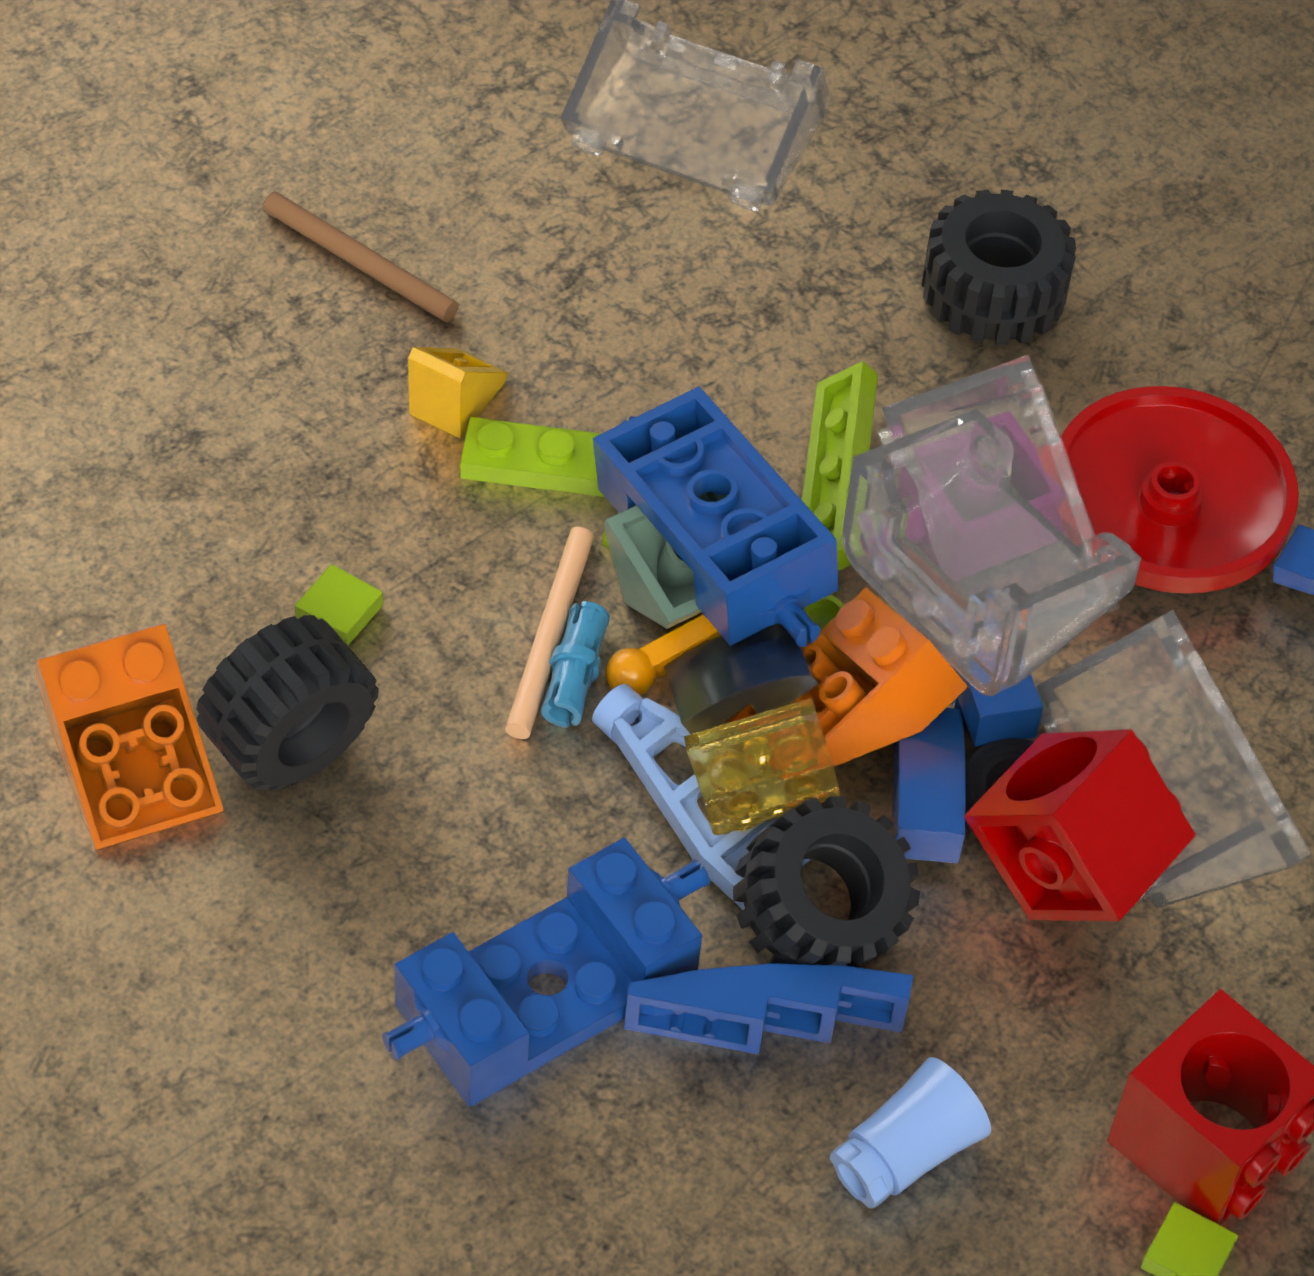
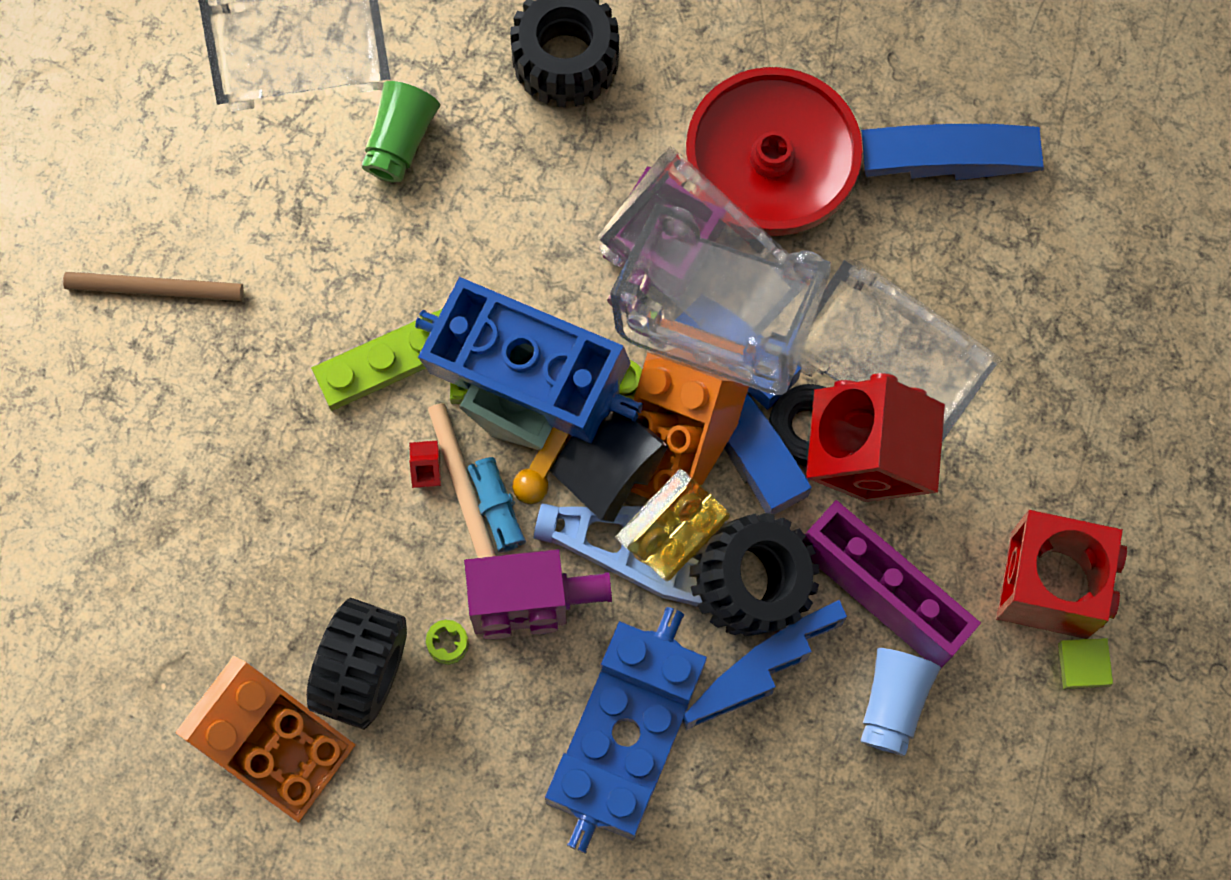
camera: 30 degrees left, 20 degrees up
(341, 602) = (324, 556): lime tile -> none
(427, 775) = (453, 629): none -> lime bush
(450, 387) = (284, 349): yellow slope -> none
(526, 575) = (425, 464): none -> red piece
(535, 749) = (526, 593): none -> magenta brick
(745, 247) = (398, 130): none -> bright green plant
(838, 433) = (560, 258): lime plate -> none
(989, 1002) = (889, 585): none -> magenta brick

